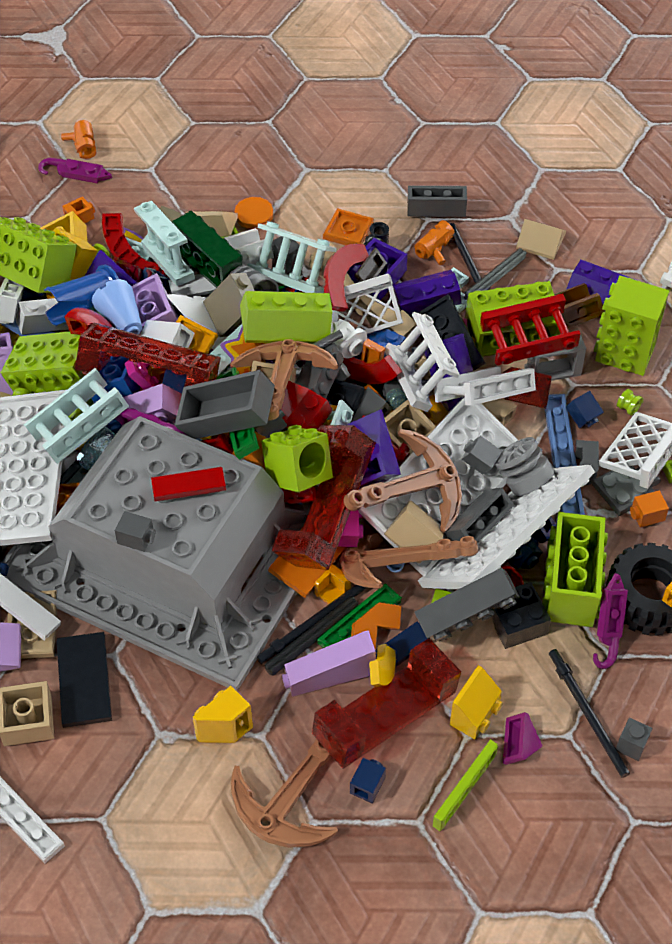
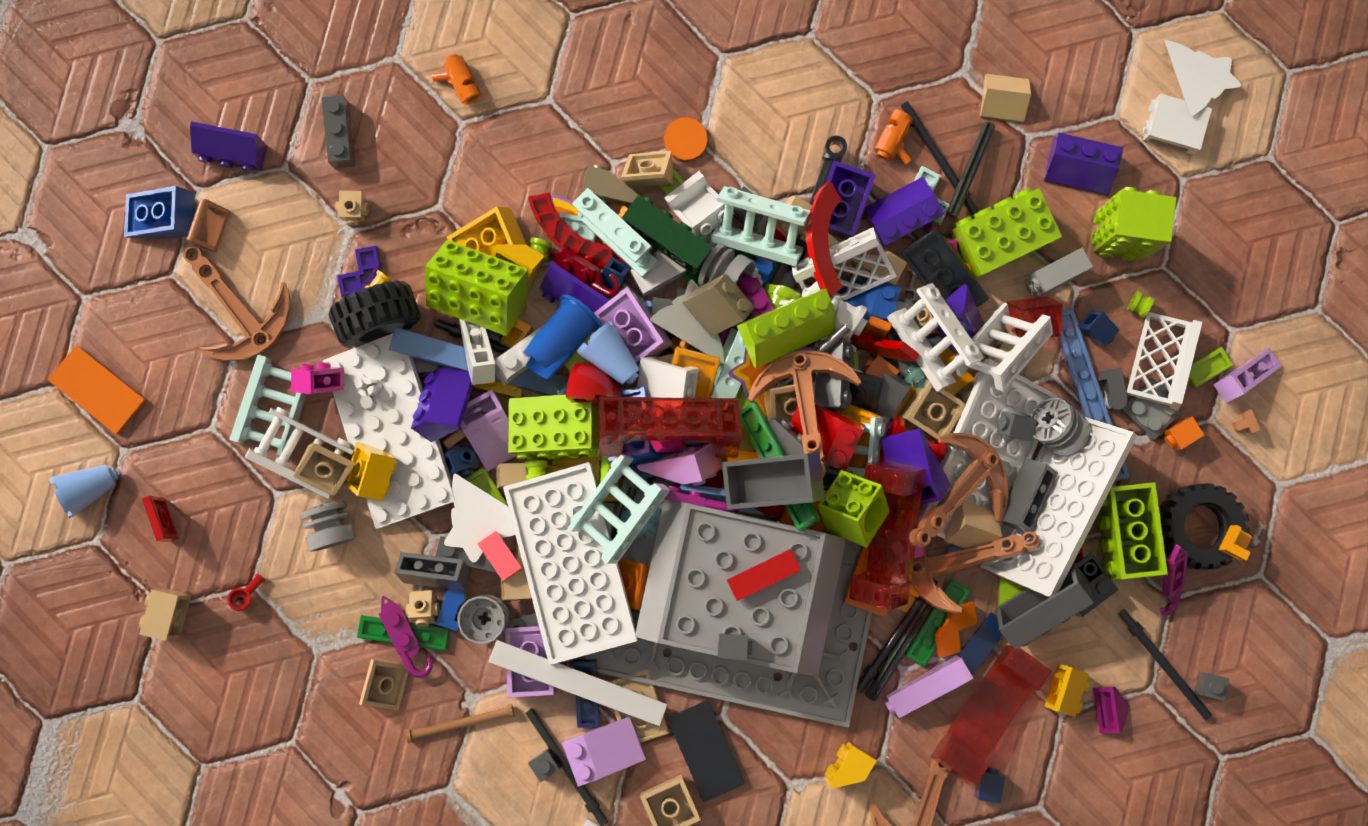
camera: 15 degrees left, 30 degrees up
(76, 169) = (467, 124): magenta plate -> none
(82, 208) = (495, 184): orange brick -> none
(347, 228) = (794, 135): orange tile -> none
(371, 267) = (844, 212): tile -> none
(383, 668) = (979, 685): yellow tile -> none
(437, 201) = (884, 79): dark grey brick -> none
(465, 785) = (1075, 768): lime tile -> none
(525, 312) = (1035, 243): red fence -> none
(580, 305) = (1069, 201): reddish brown panel -> none

